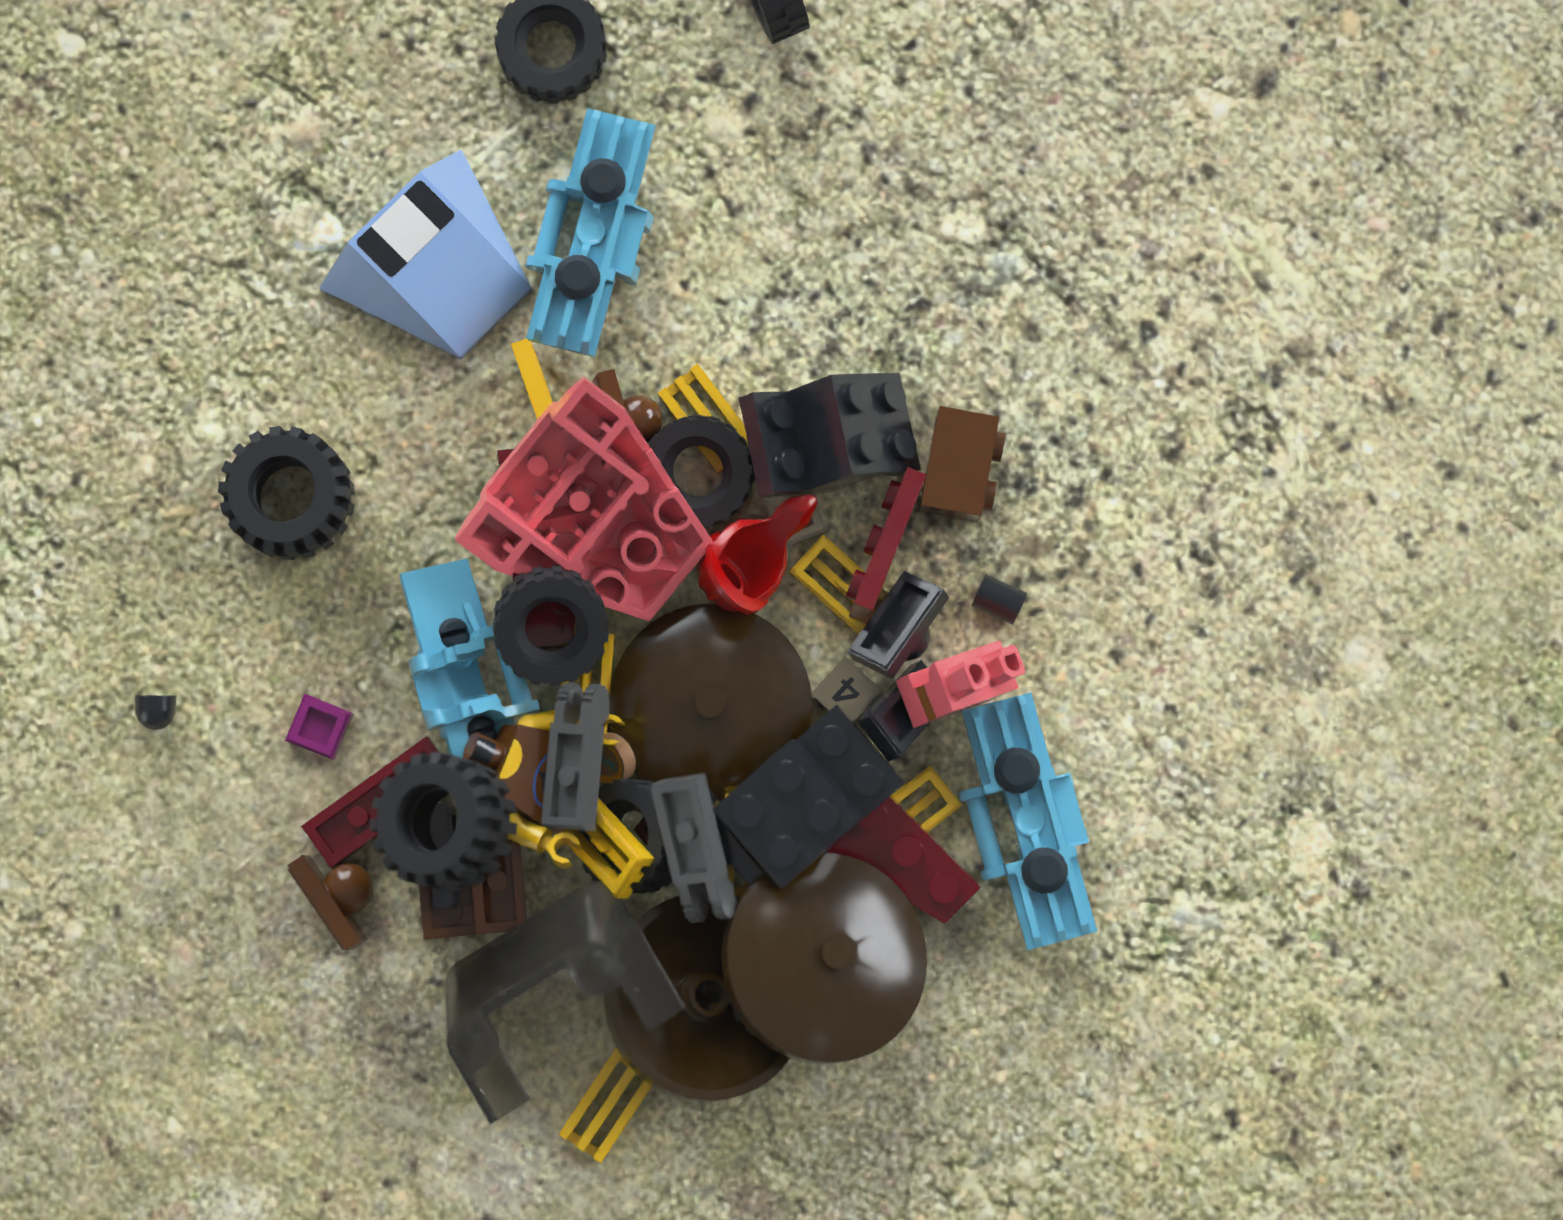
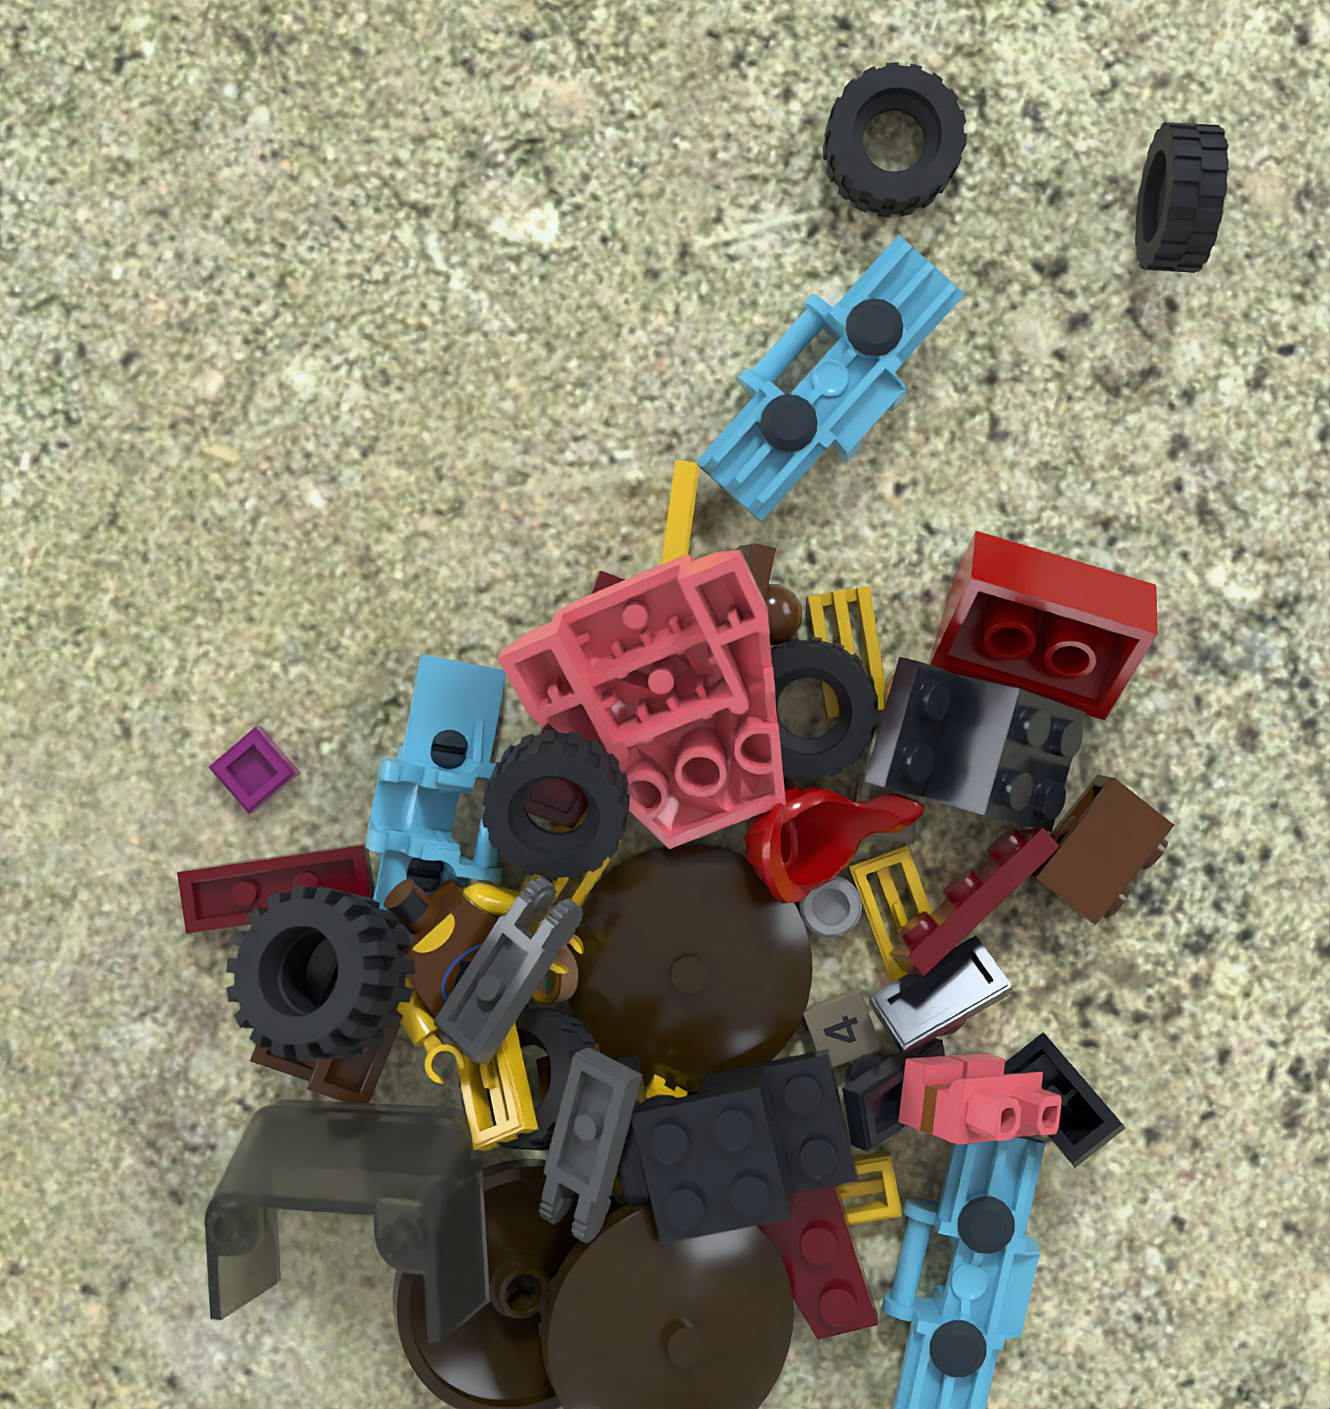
camera: 35 degrees right, 5 degrees up
(155, 710) = (84, 660): black hinge -> none
(252, 469) = (300, 468): black tyre -> none
(335, 897) = (174, 968): reddish brown tile -> none
(433, 261) = (637, 318): light blue wedge -> none
(583, 1141) = (315, 1359): yellow tile -> none
(791, 607) = (831, 908): none -> light grey tile
(836, 324) = (1045, 624): none -> red slope
(999, 599) = (1060, 1016): black hinge -> none
(1041, 655) = (1084, 1117): none -> black slope

